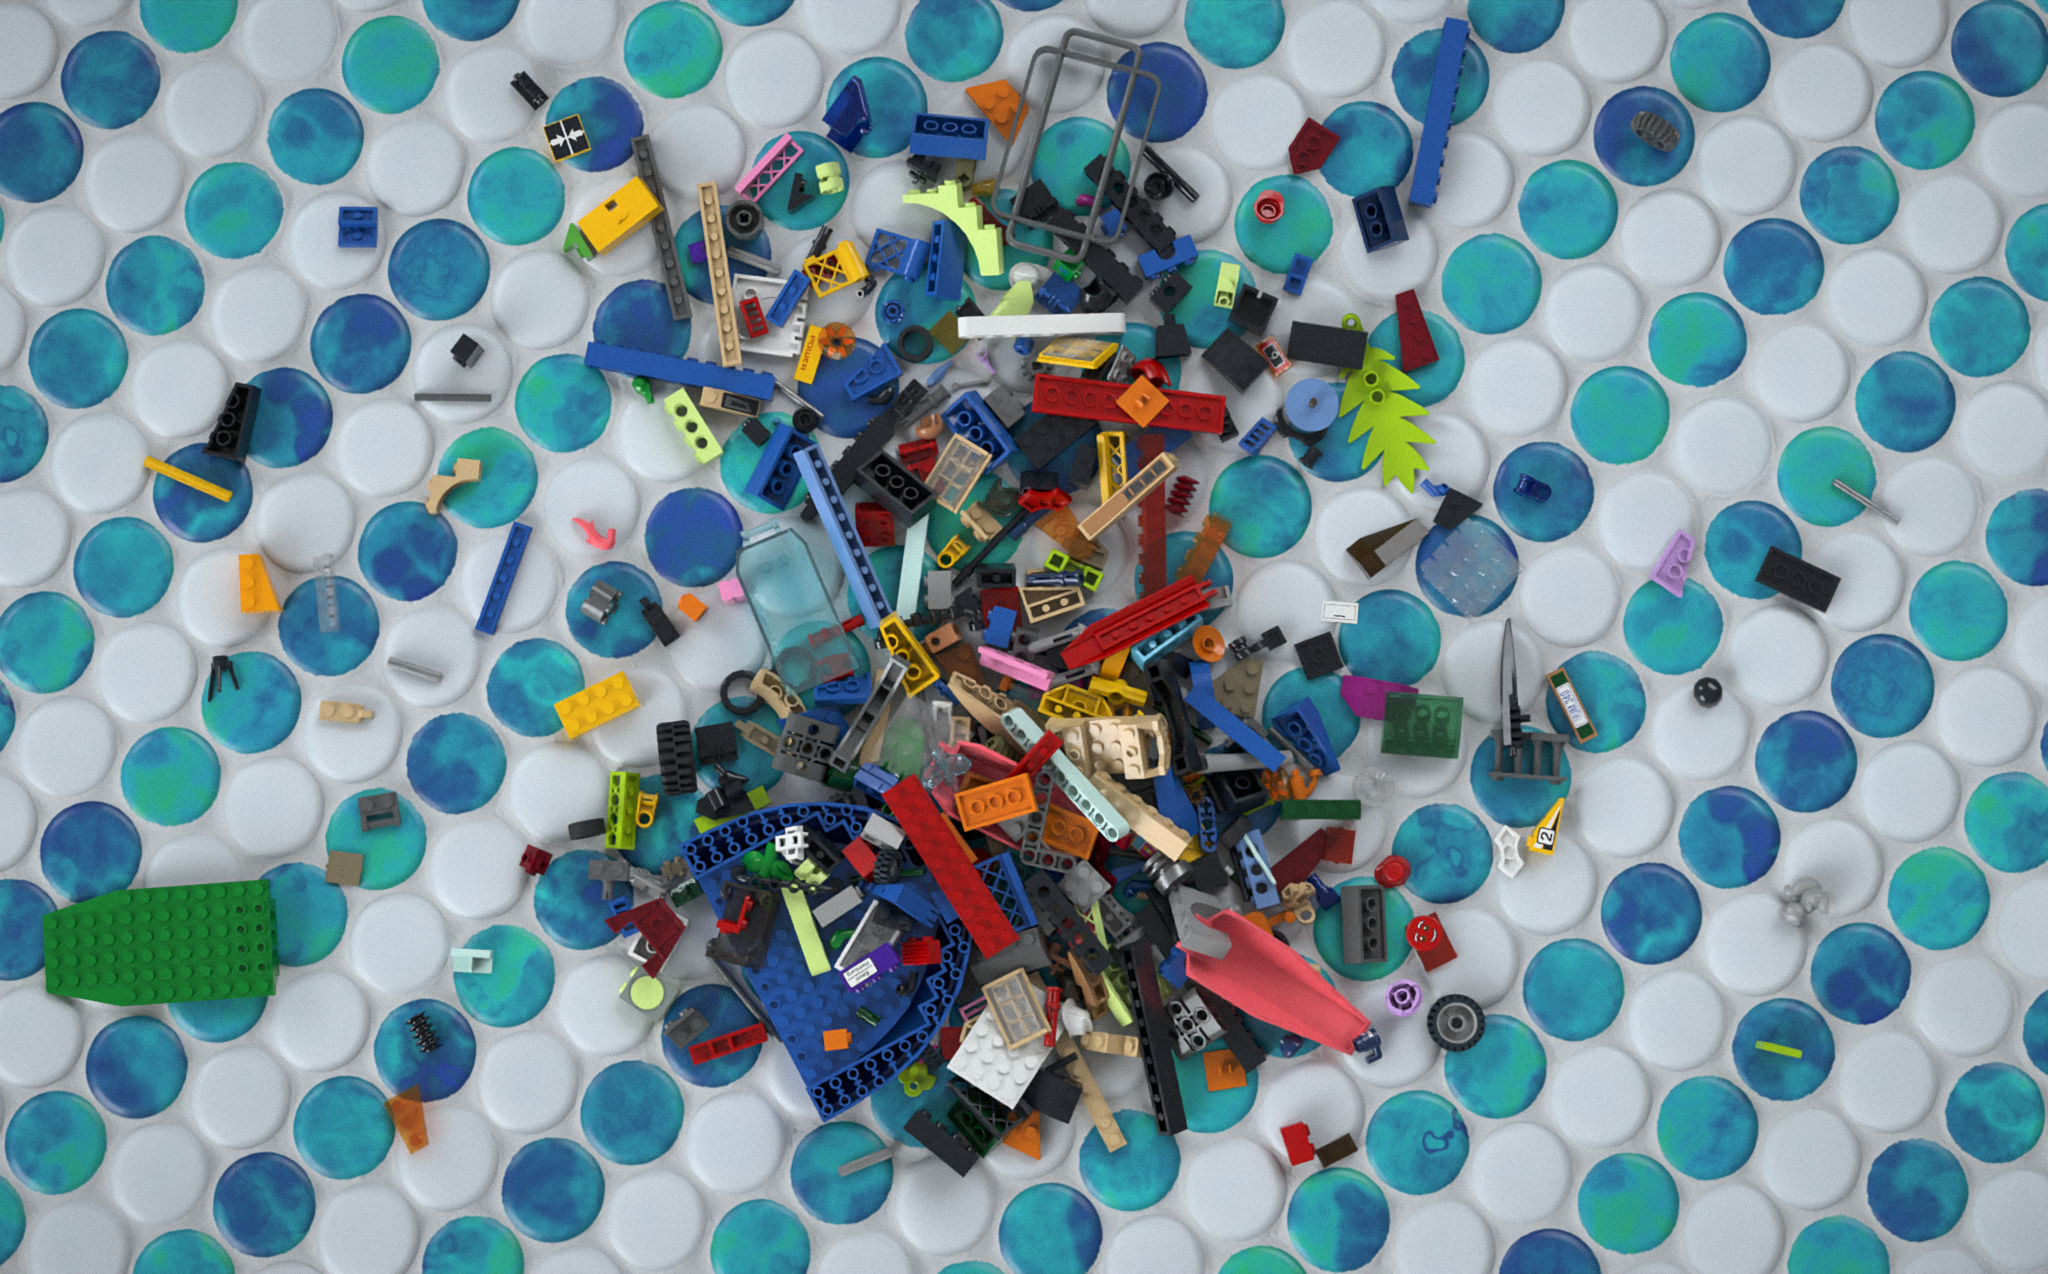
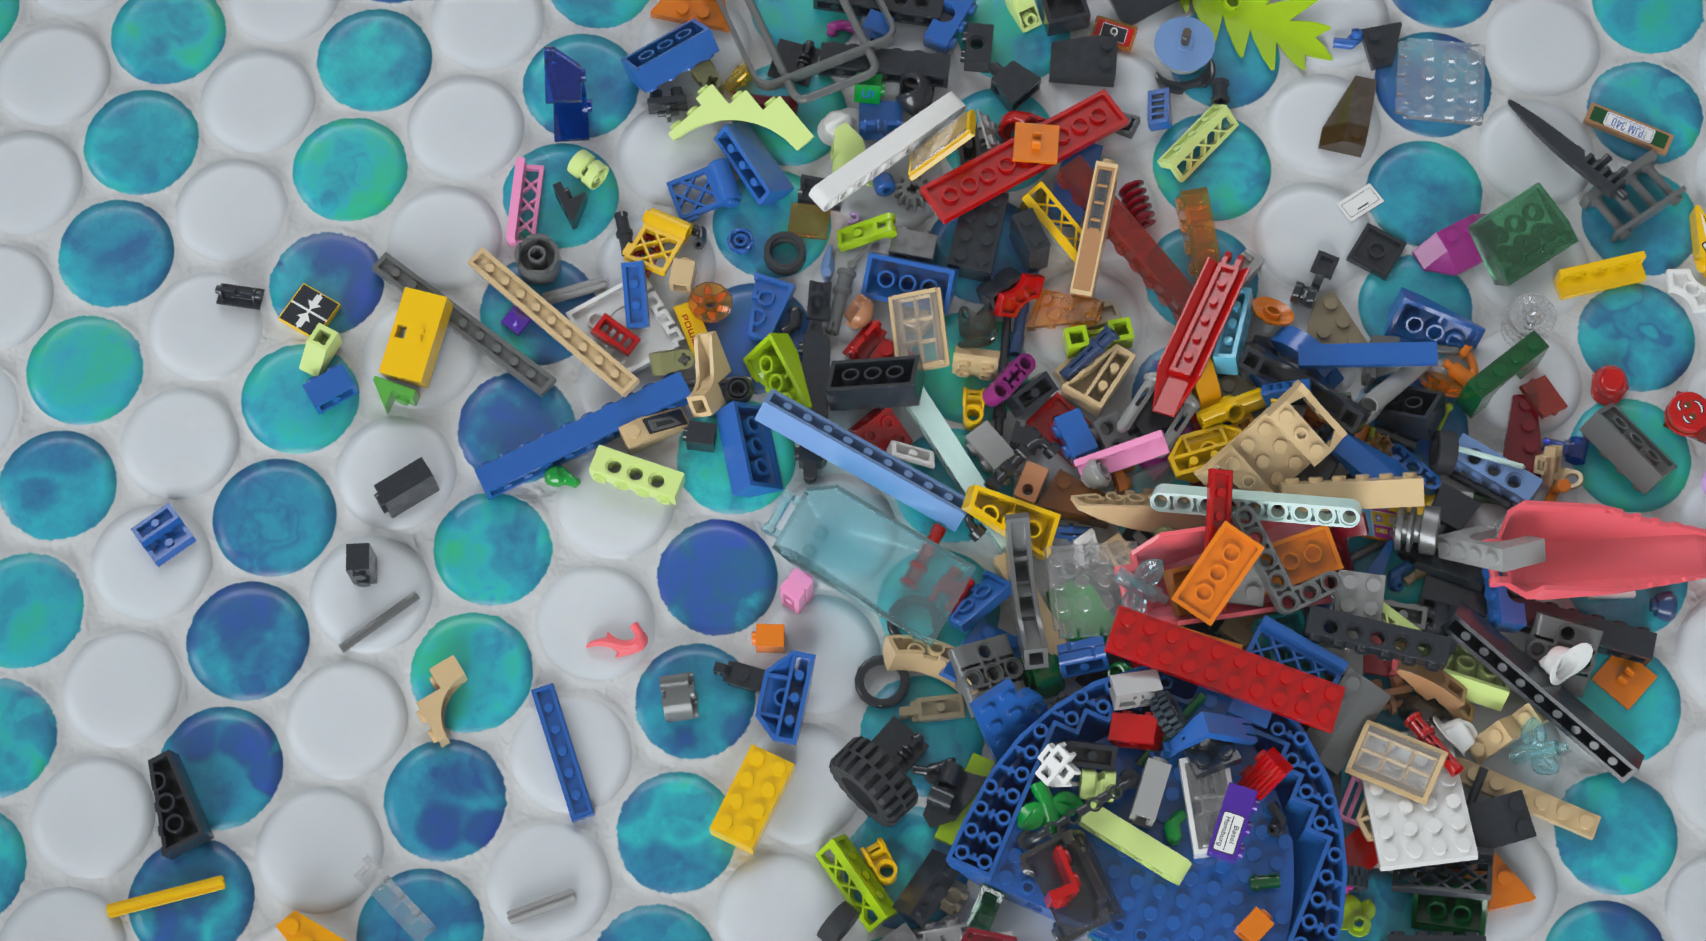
camera: 40 degrees left, 15 degrees down
(534, 319) = (405, 488): none -> black brick
(539, 206) = (330, 388): none -> blue brick
(551, 174) = (320, 350): none -> yellowish green slope
(658, 850) = (926, 889): none -> black brick
(669, 656) = (785, 696): none -> blue wedge
(774, 363) = (667, 361): none -> olive piece
(794, 783) = (1006, 714): none -> blue plate
(796, 392) = (710, 370): none -> tan arch
(834, 306) = (682, 275): none -> tan brick
(844, 425) = (778, 366): none -> lime wedge
(881, 556) = (911, 454): none -> white slope
(980, 372) = (866, 232): none -> lime plate
(987, 667) = (1095, 475): none -> light grey cone
(995, 547) = (999, 389): none -> magenta beam
(1120, 1067) = (1537, 749): none -> clear light blue plant
(1153, 705) = (1276, 390): none -> blue slope
(1182, 1031) = (1566, 662): none -> white piece
(1264, 478) = (1193, 136): none -> yellowish green fence
(1454, 794) = (1600, 275): none -> yellow fence

